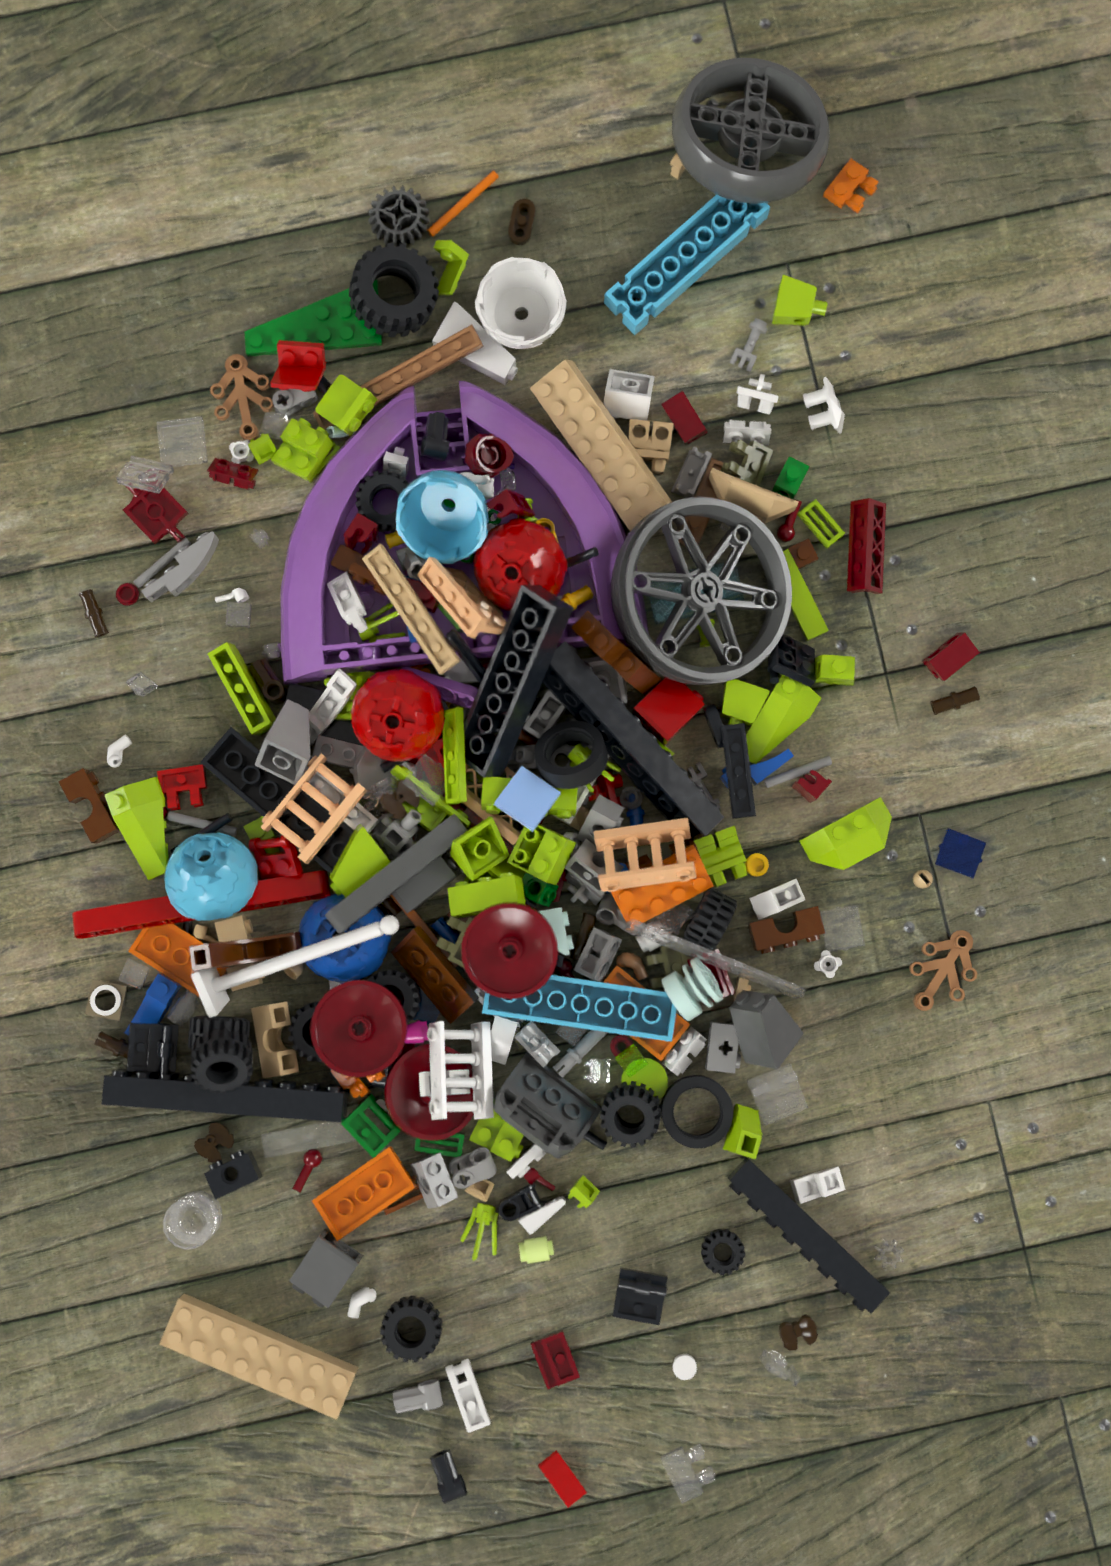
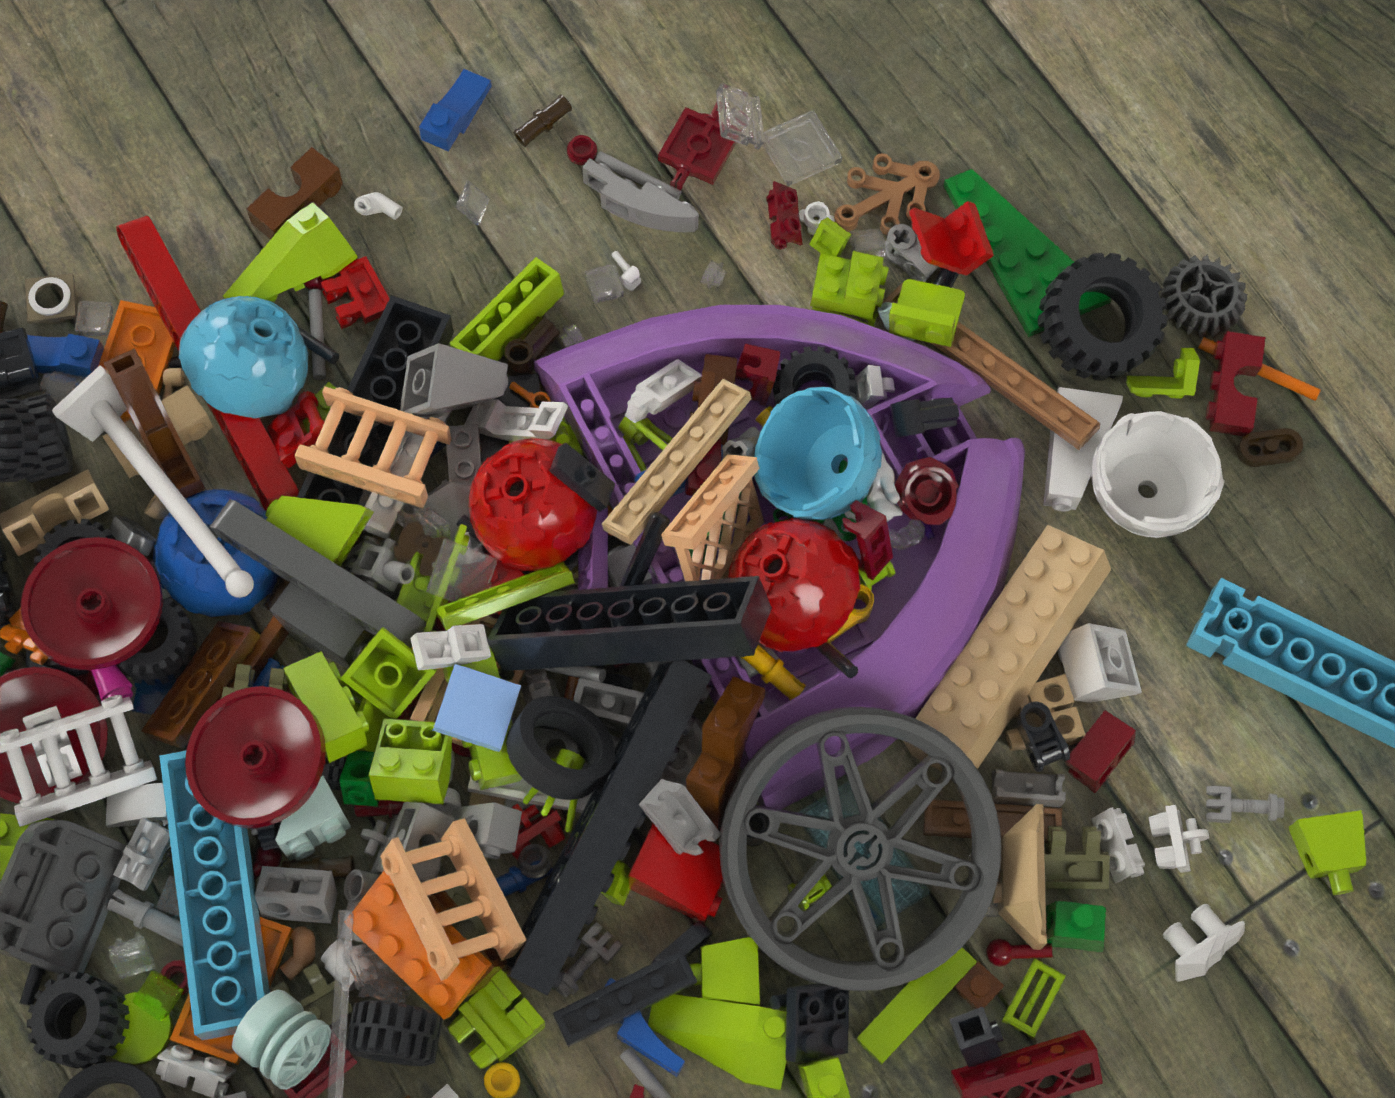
camera: 65 degrees right, 15 degrees down
(62, 671) = (454, 110): none -> blue slope
(308, 693) = (530, 397): none -> orange hand
(311, 991) = (132, 534): none -> dark grey beam
(400, 675) = (582, 477): none -> black plate
(480, 802) = (445, 648): none -> white slope
(486, 236) = (1231, 410): none -> dark red arch
(645, 696) = (678, 817): none -> light grey hinge
(669, 451) = (1042, 738): none -> black piece
(835, 566) = (977, 1036): none -> black brick

